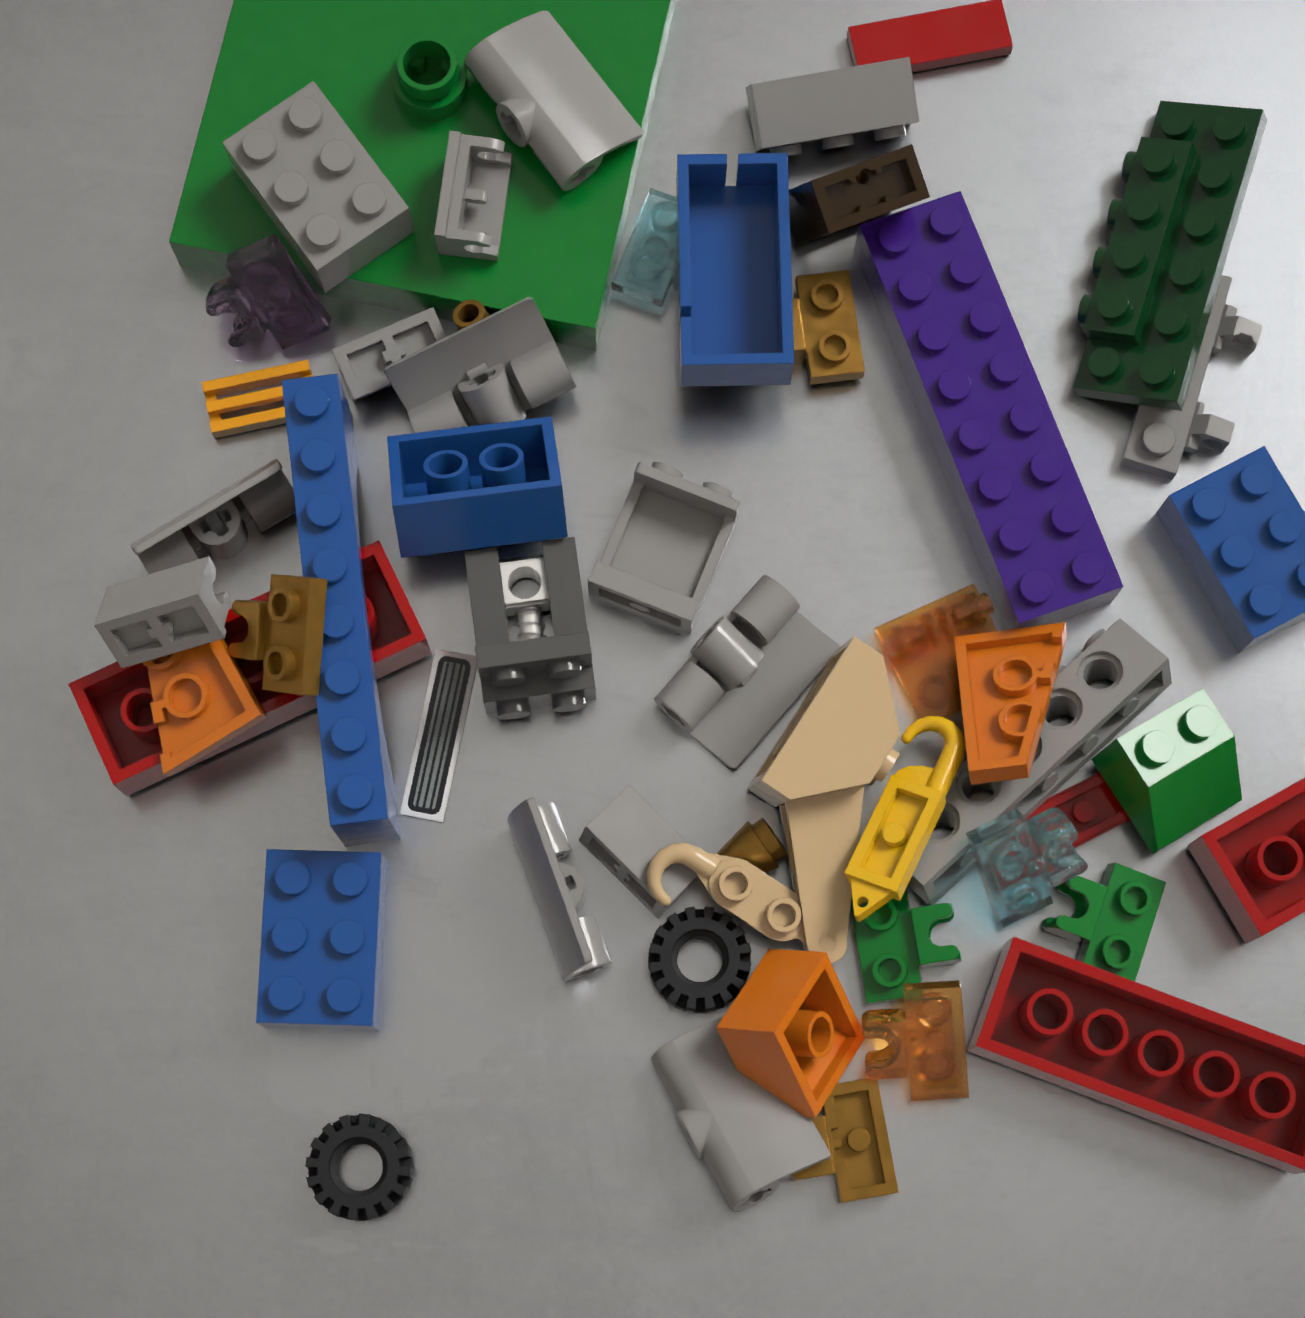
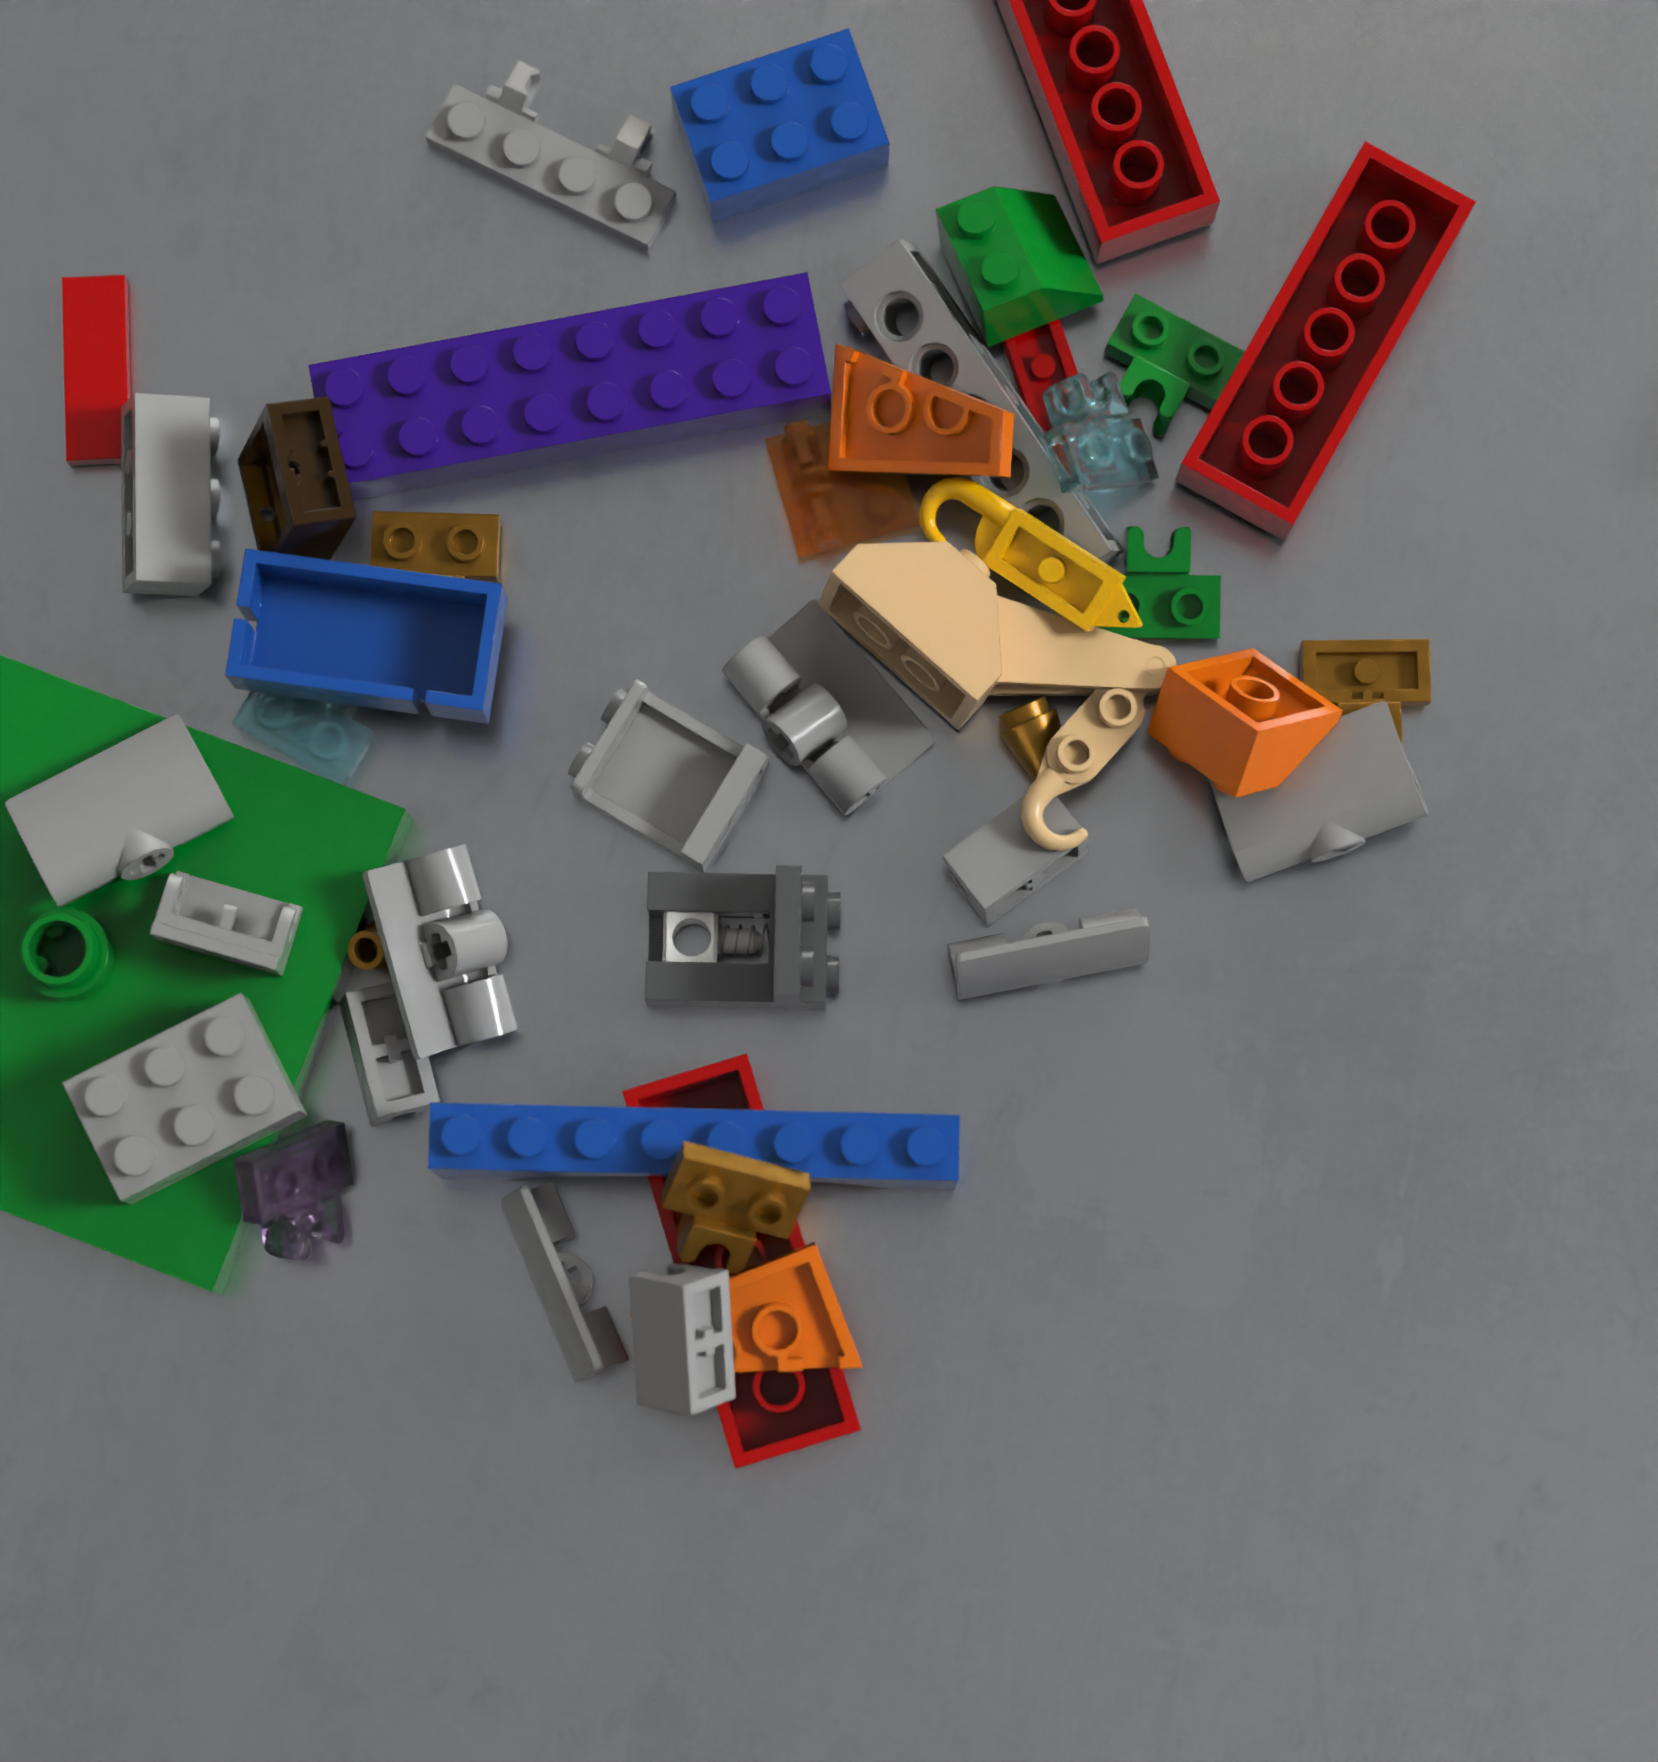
camera: 80 degrees left, 5 degrees up
(244, 382) = (412, 1272): light orange tile -> none
(322, 940) = (1065, 1222): blue brick -> none
(324, 1162) = (1357, 1210): black tyre -> none
(439, 735) = (841, 1065): sticker -> none
(476, 487) = (571, 972): blue brick -> none
(708, 925) = (1154, 774): black tyre -> none
(922, 1041) = (1273, 586): clear orange plate -> none
(1166, 253) = (413, 148): dark green plate -> none

